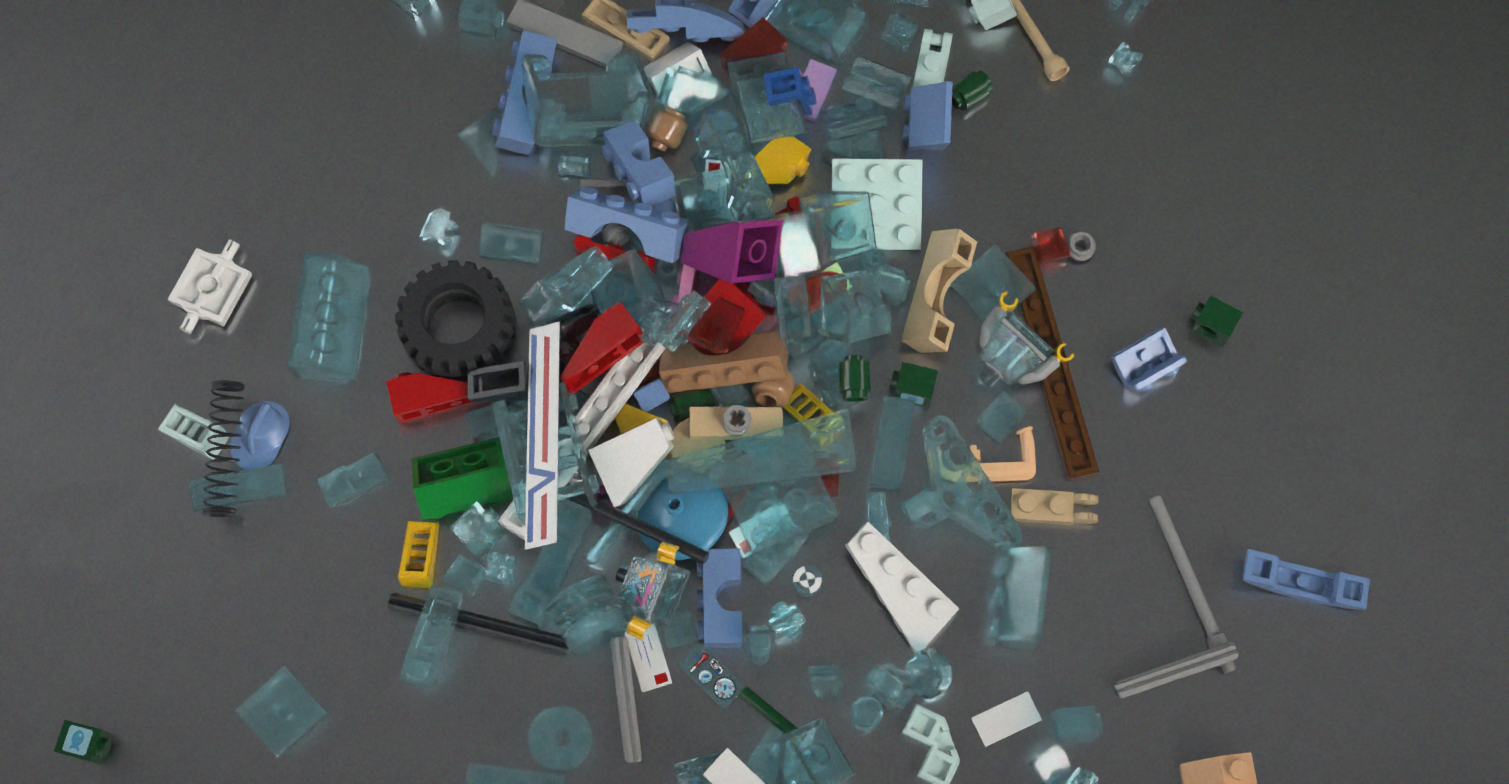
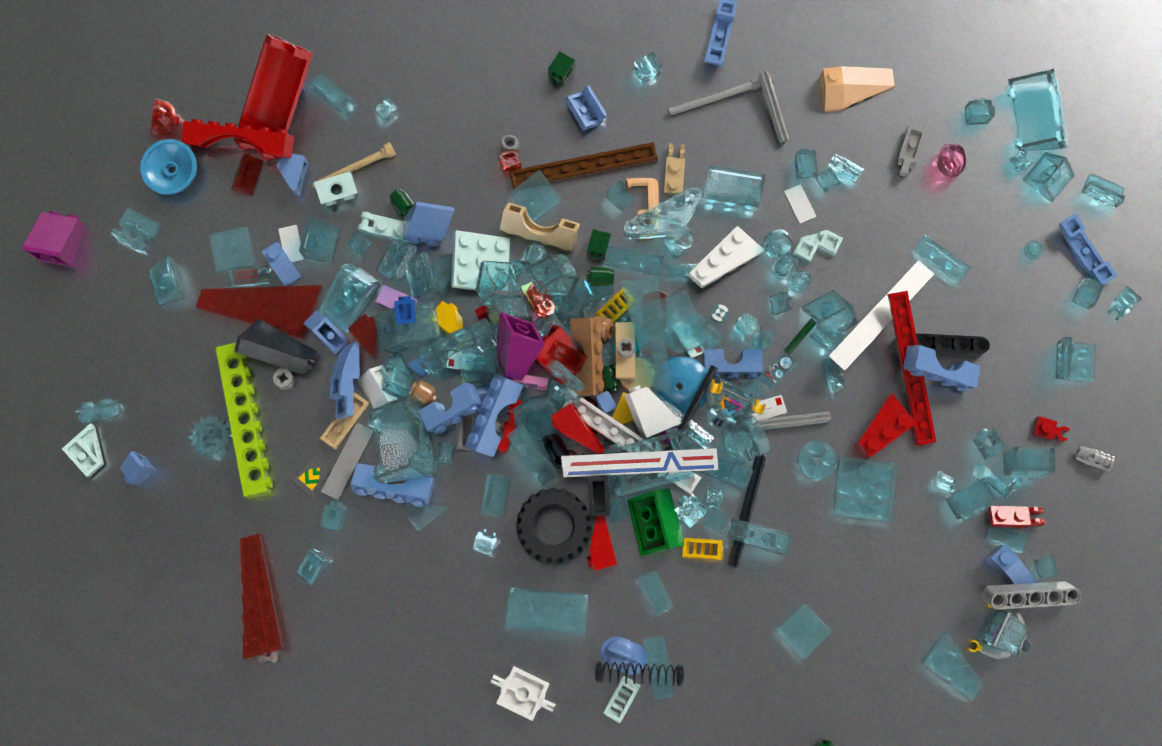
camera: 90 degrees left, 5 degrees up
(791, 307) = (558, 310): clear light blue slope -> none
(1014, 349) = (580, 183): clear light blue torso -> none
(1229, 458) = (647, 67): none -> clear light blue brick

